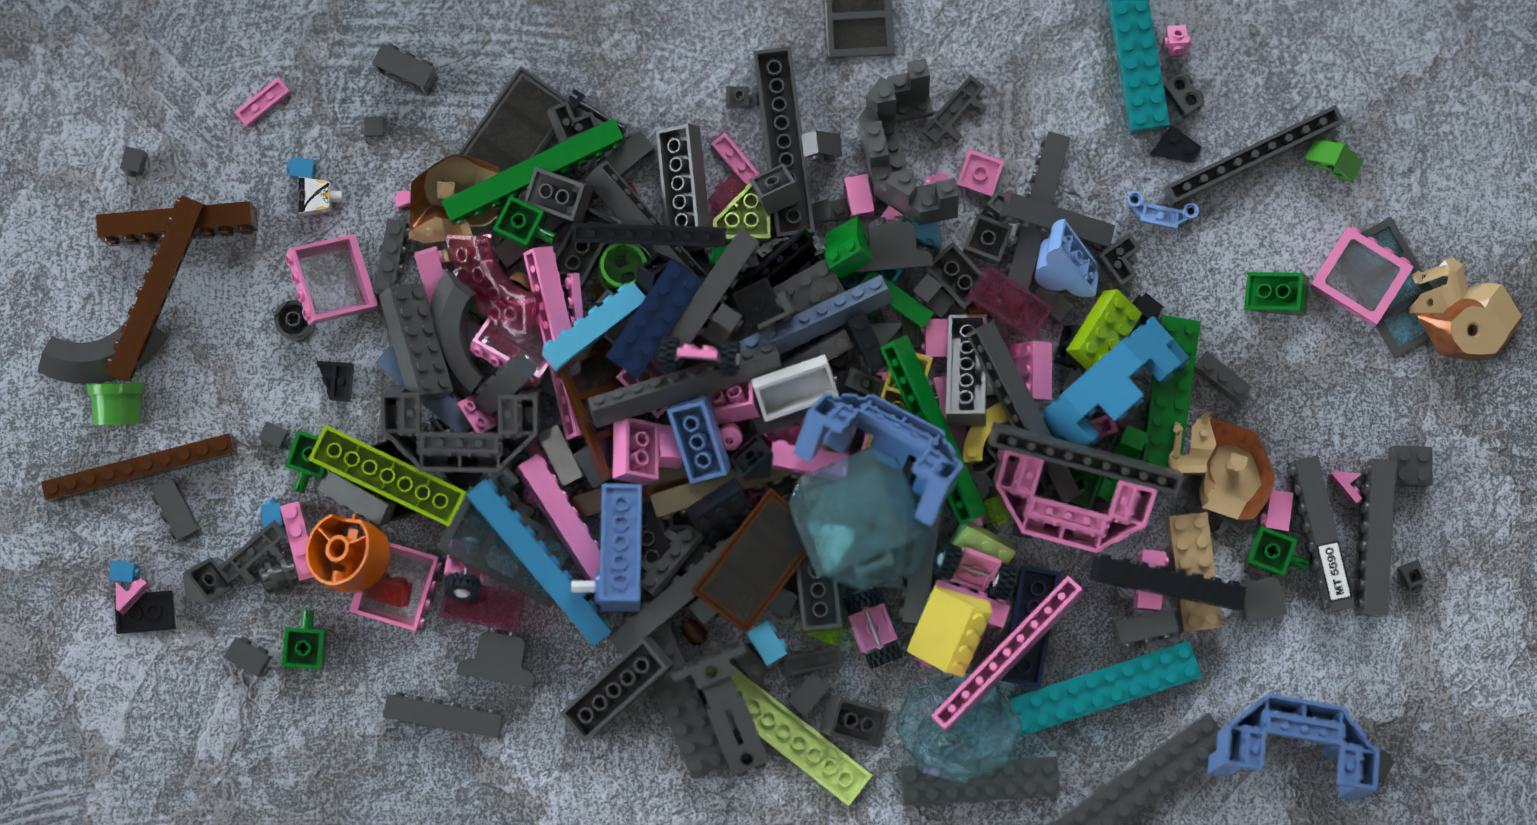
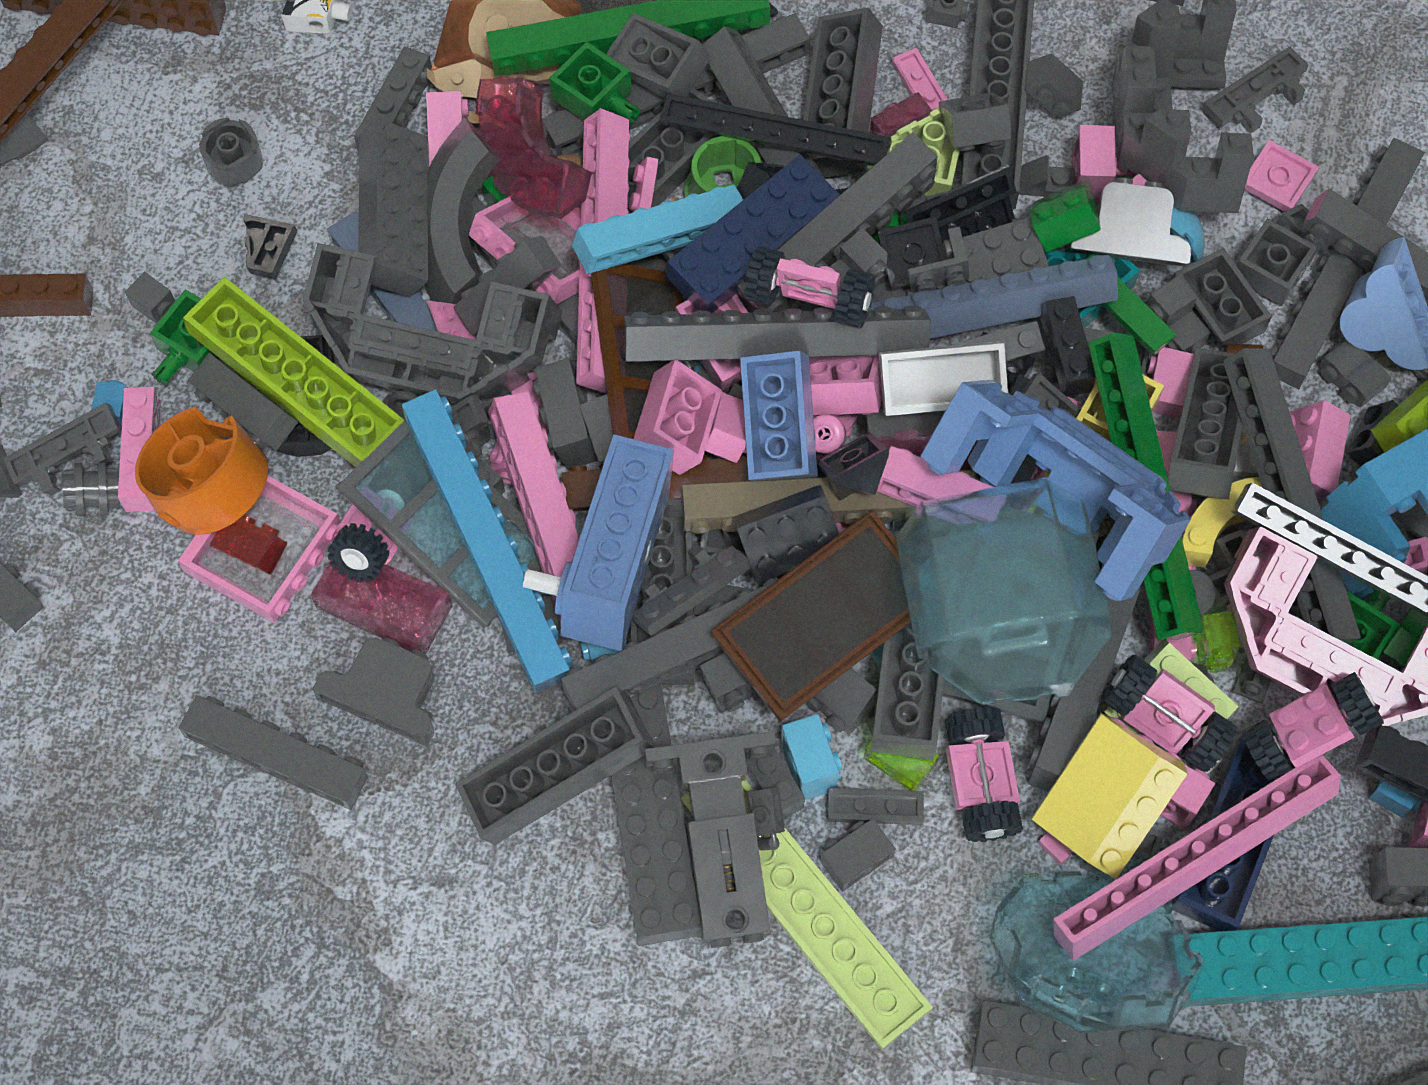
camera: 15 degrees right, 15 degrees down
(297, 637) = (104, 586): green brick -> none
(331, 279) = (298, 105): piece -> none
(402, 200) = (431, 34): bright pink brick -> none
(694, 632) = (698, 718): reddish brown brick -> none
(749, 687) = (768, 816): none -> dark grey piece
(854, 721) = (921, 914): dark grey slope -> none
(1009, 302) = (1302, 345): clear pink brick -> none
(1060, 562) = (1311, 726): none -> plate

